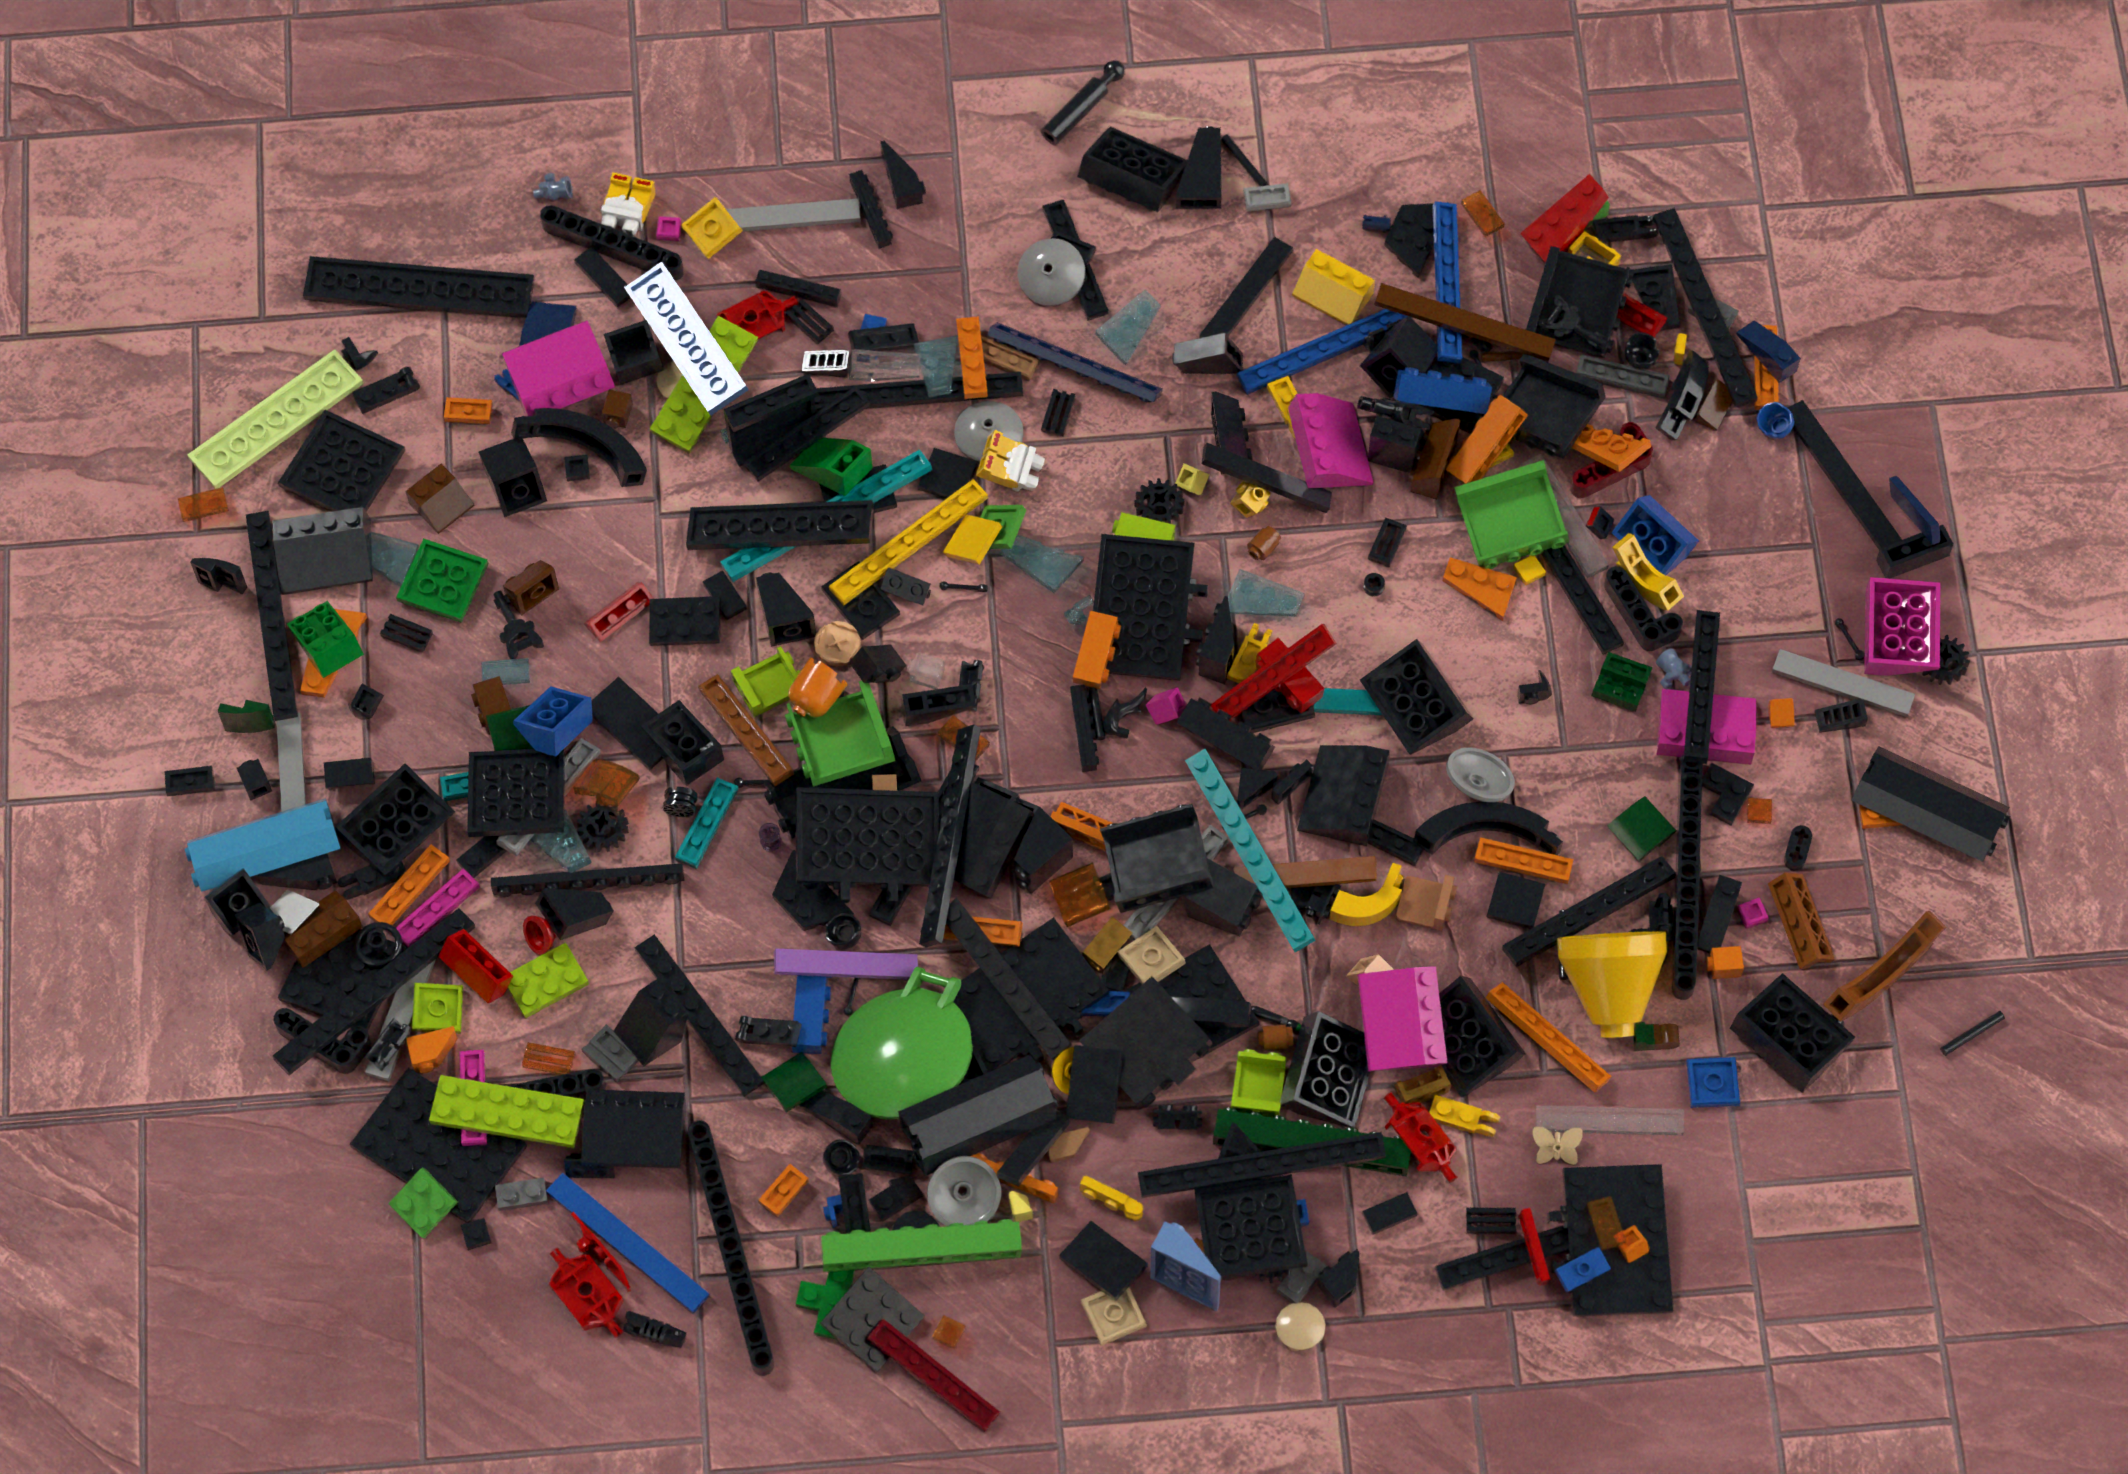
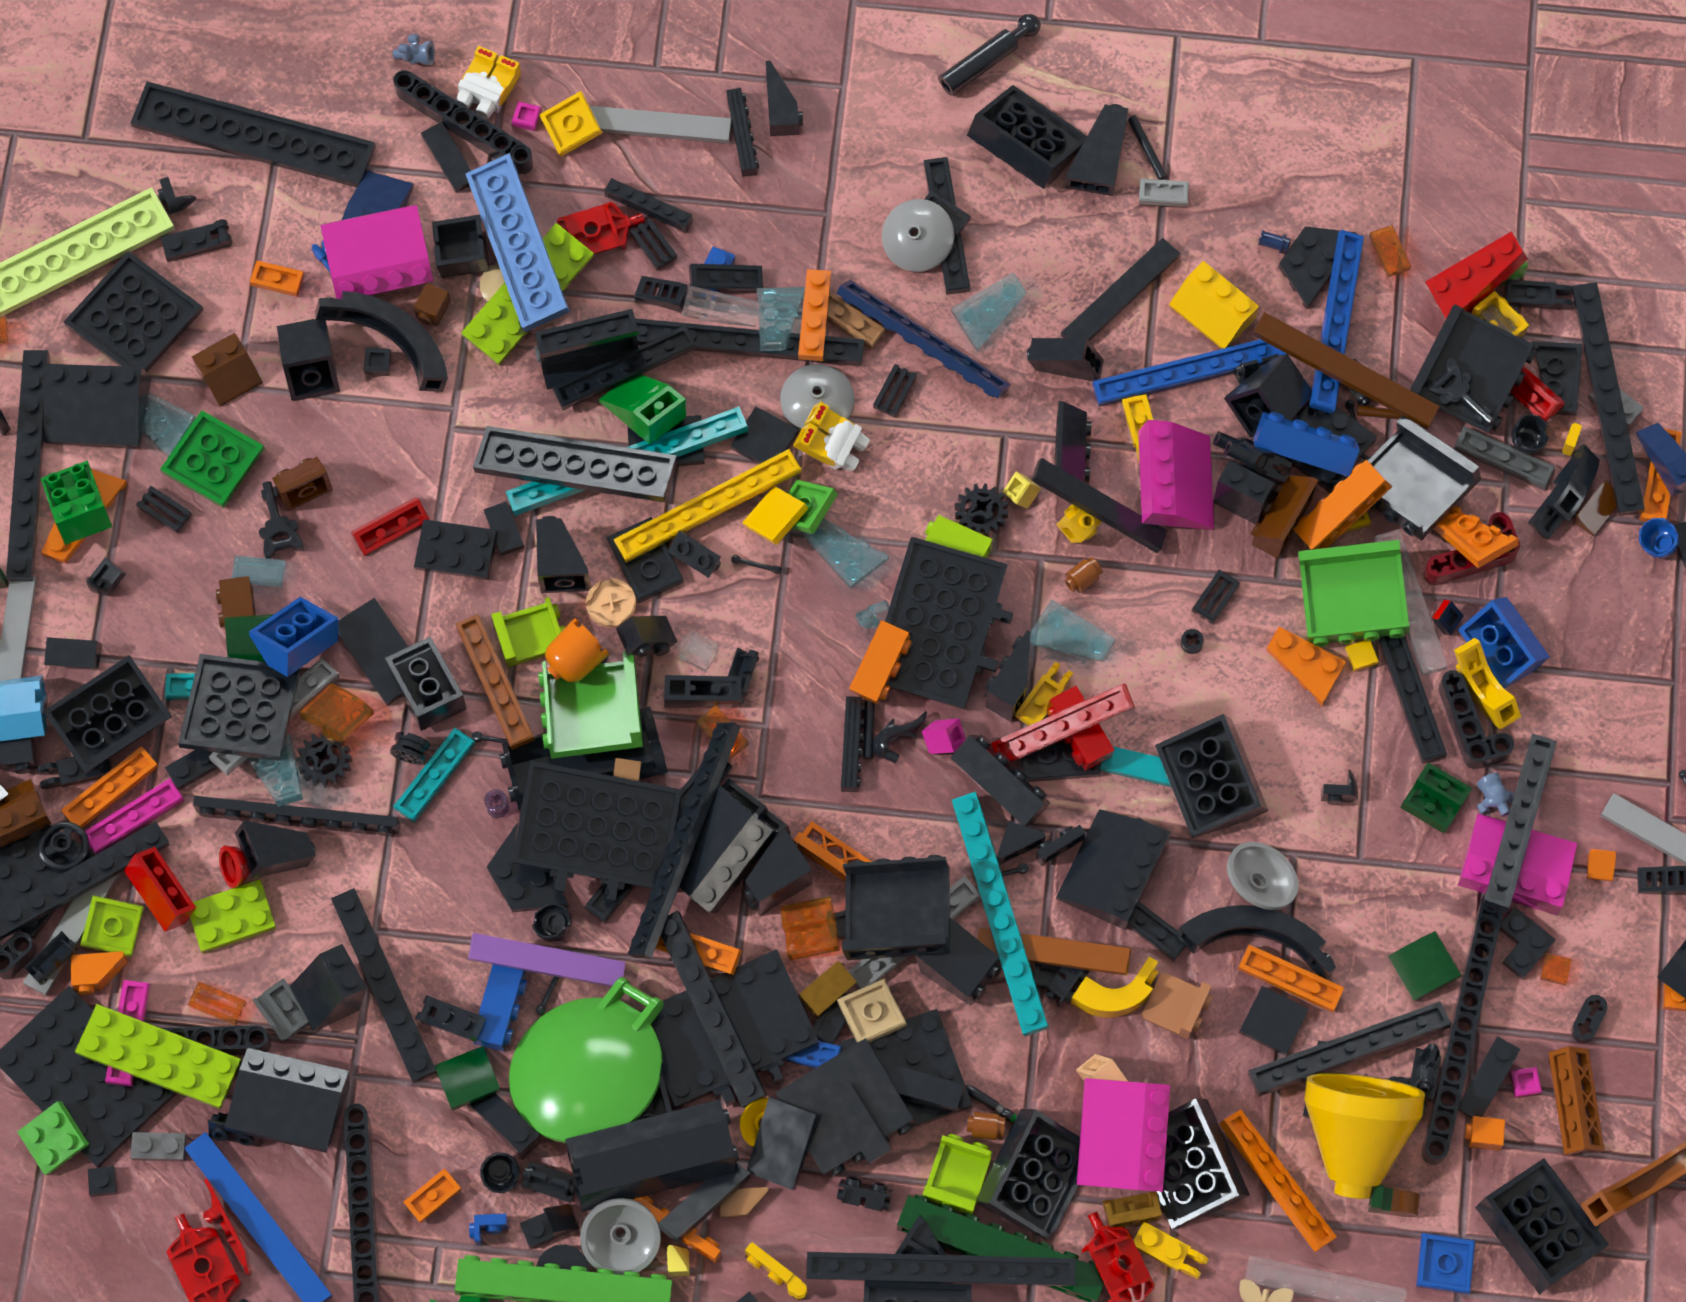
camera: 10 degrees right, 5 degrees up
(854, 1203) = (501, 1228): black tile -> none

